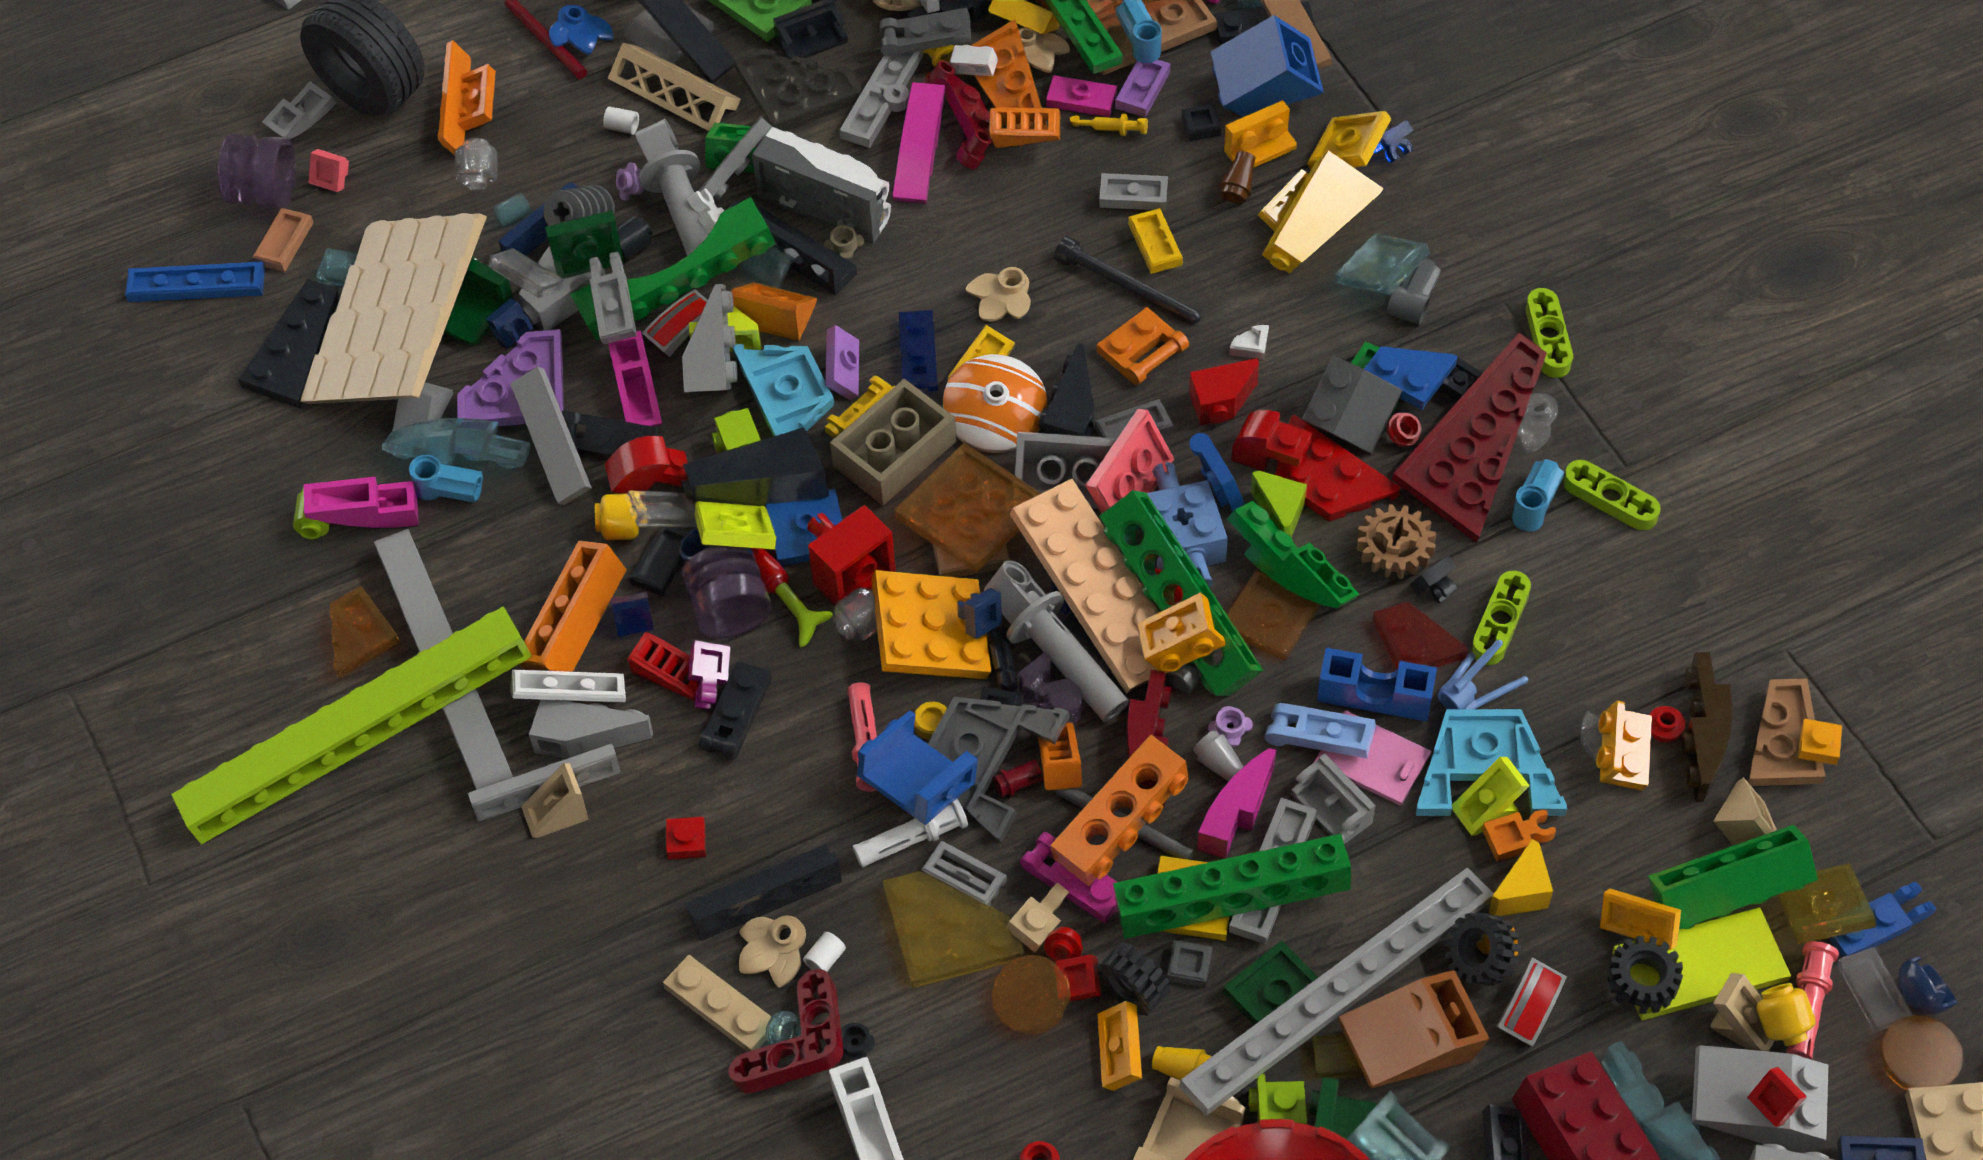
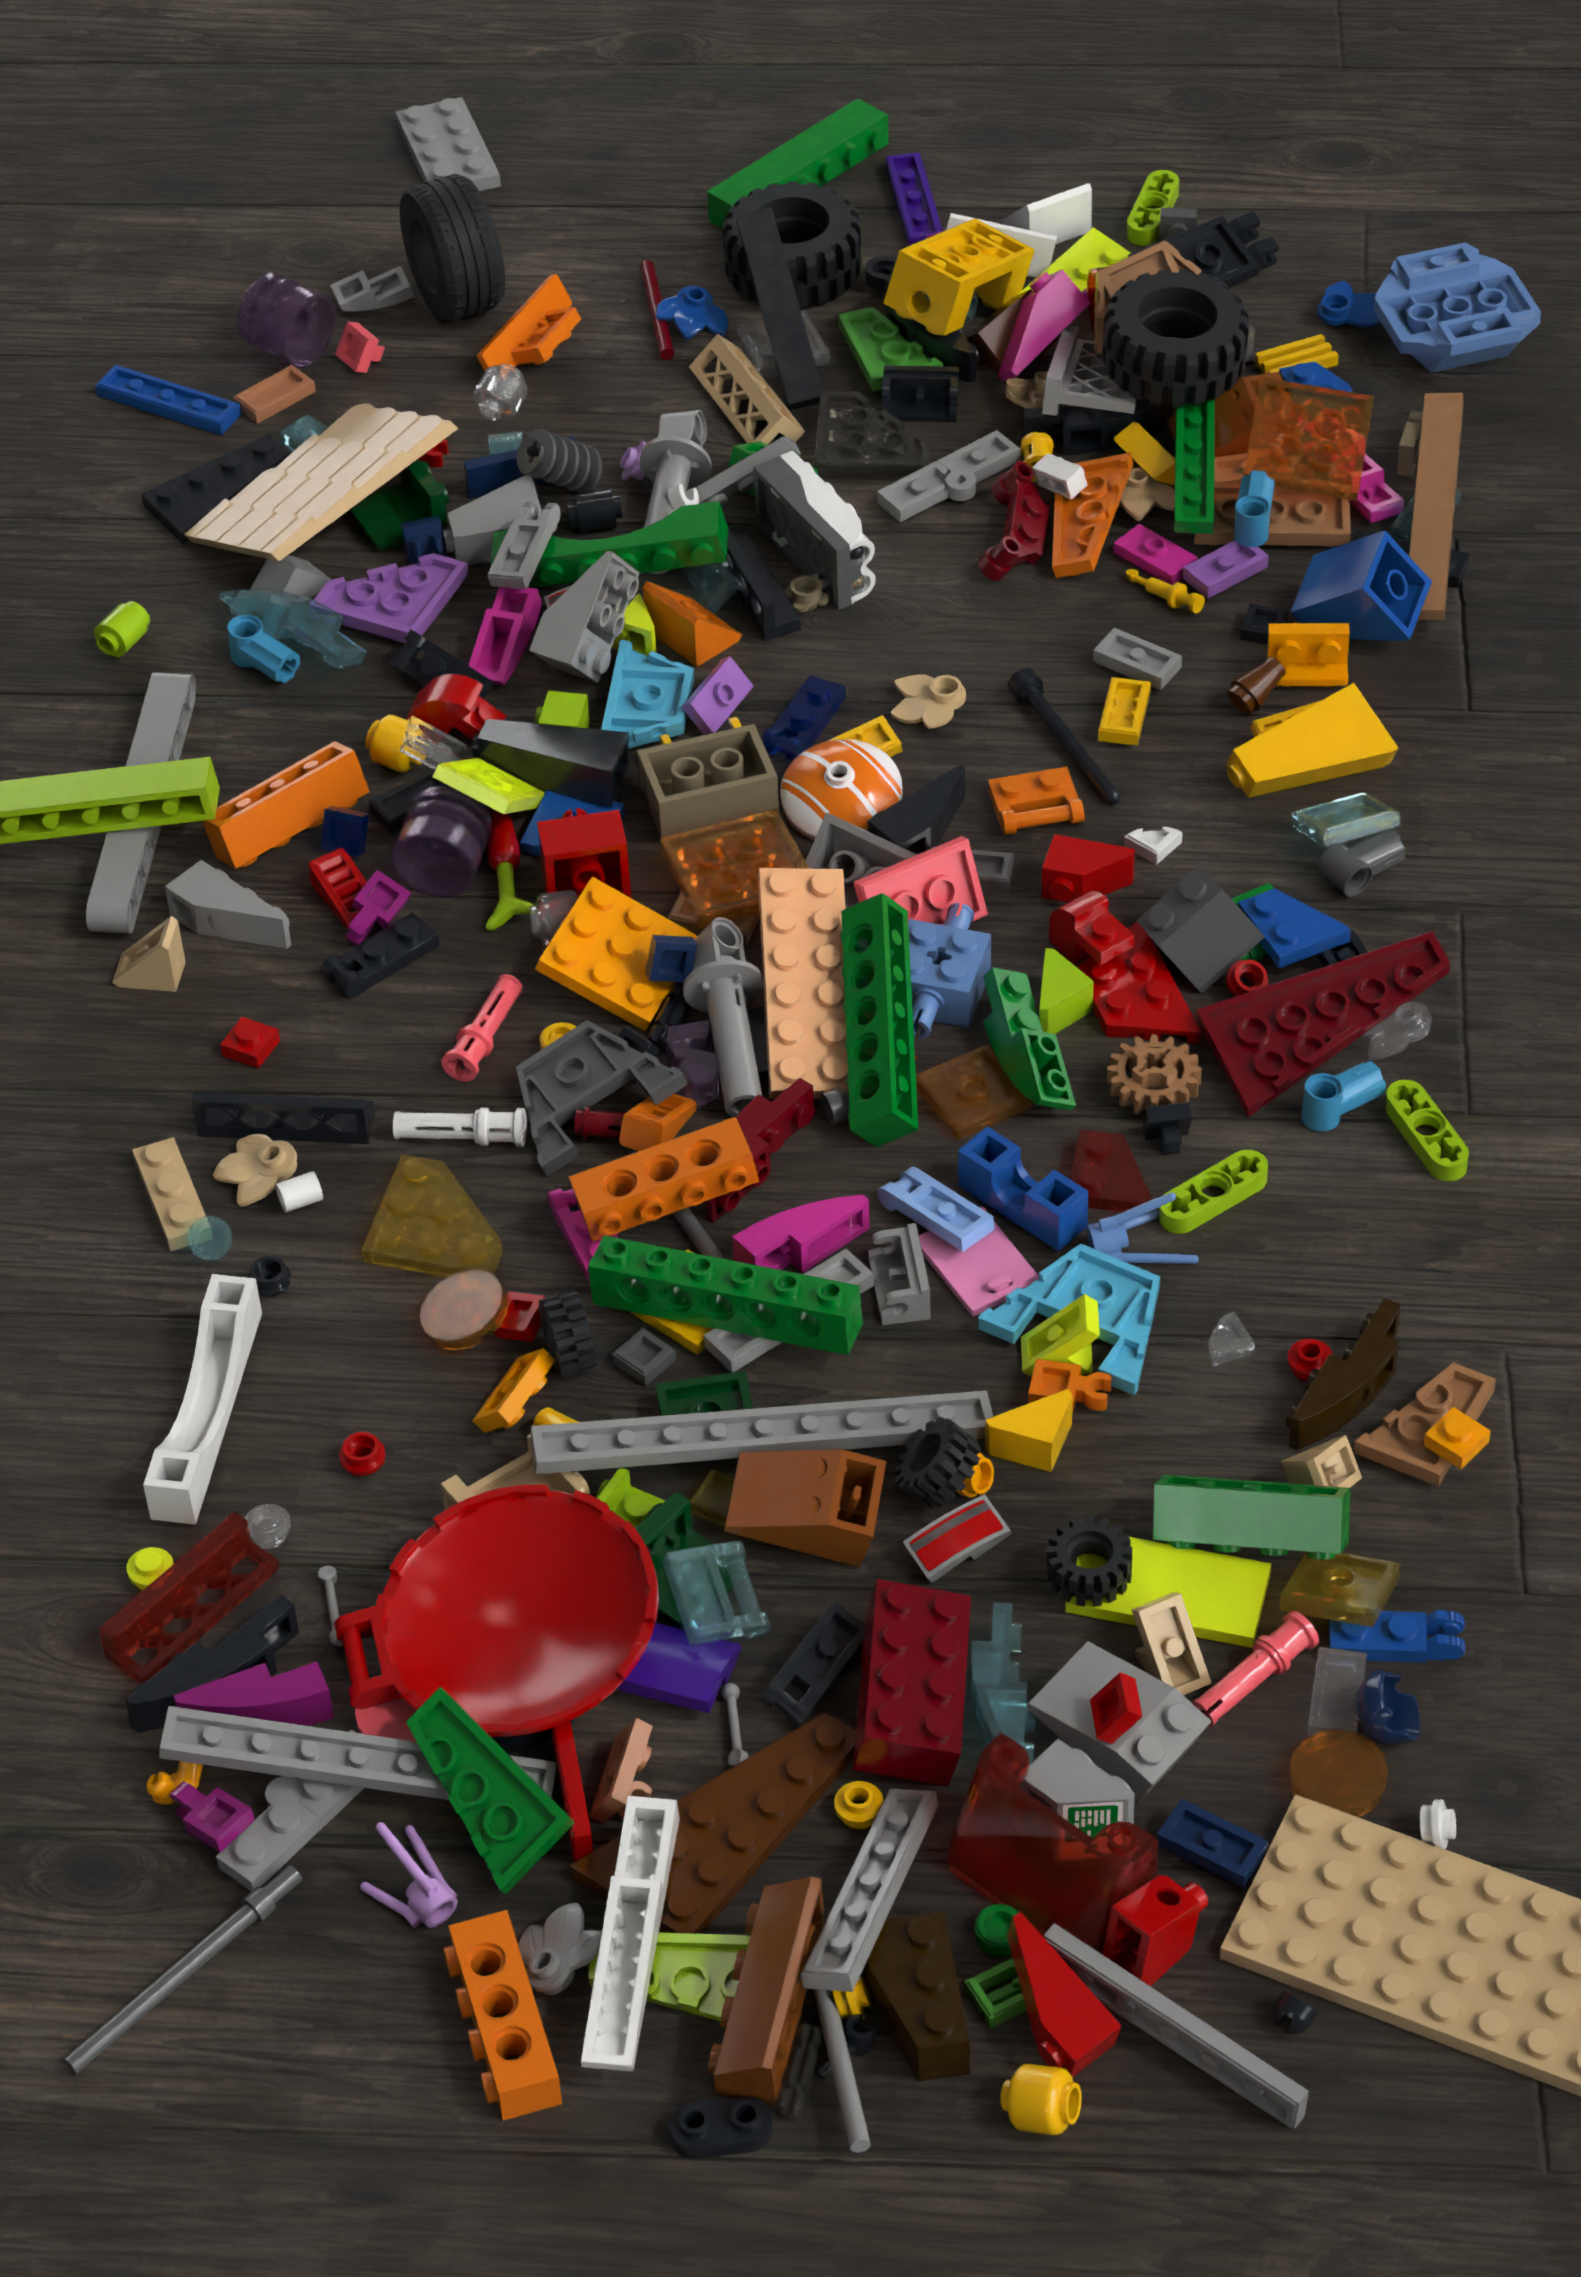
camera: 30 degrees right, 10 degrees down
(358, 631) = (85, 744): clear orange wing -> none
(362, 503) = (169, 637): dark pink slope -> none
(514, 792) = (117, 933): light grey tile -> none
(525, 273) = (462, 494): clear tile -> none
(550, 436) = (384, 648): light grey tile -> none
(567, 686) = (233, 861): white slope -> none
(581, 239) = (527, 476): dark green plate -> none
(621, 120) = (667, 402): white hinge -> none
(805, 1048) = (230, 1256): dark red beam -> none
(913, 771) = (495, 1063): blue panel -> none
(919, 143) = (948, 531): dark pink slope -> none
(925, 32) = (1027, 431): dark grey plate -> none
(991, 891) = (499, 1208): light grey tile -> none
(1013, 115) = (1044, 538): orange slope -> none
(1037, 919) = (520, 1252): tan plate -> none
(1063, 944) = (530, 1279): red plate -> none
(1179, 634) = (843, 1052): light orange bracket -> none
(1216, 472) = (1005, 931): blue plate -> none
(1218, 755) = (813, 1180): light grey cone -> none
(1231, 716) = (850, 1168): lavender plate -> none
(1352, 138) = (1407, 691): yellow tile -> none
(1395, 138) = (1453, 709): clear blue tile -> none
(1552, 319) = (1483, 970): lime beam -> none
(1624, 747) = (1242, 1356): bracket -> none
(1639, 917) = (1128, 1507): light orange plate -> none
(1786, 1014) = (1203, 1655): yellow head -> none

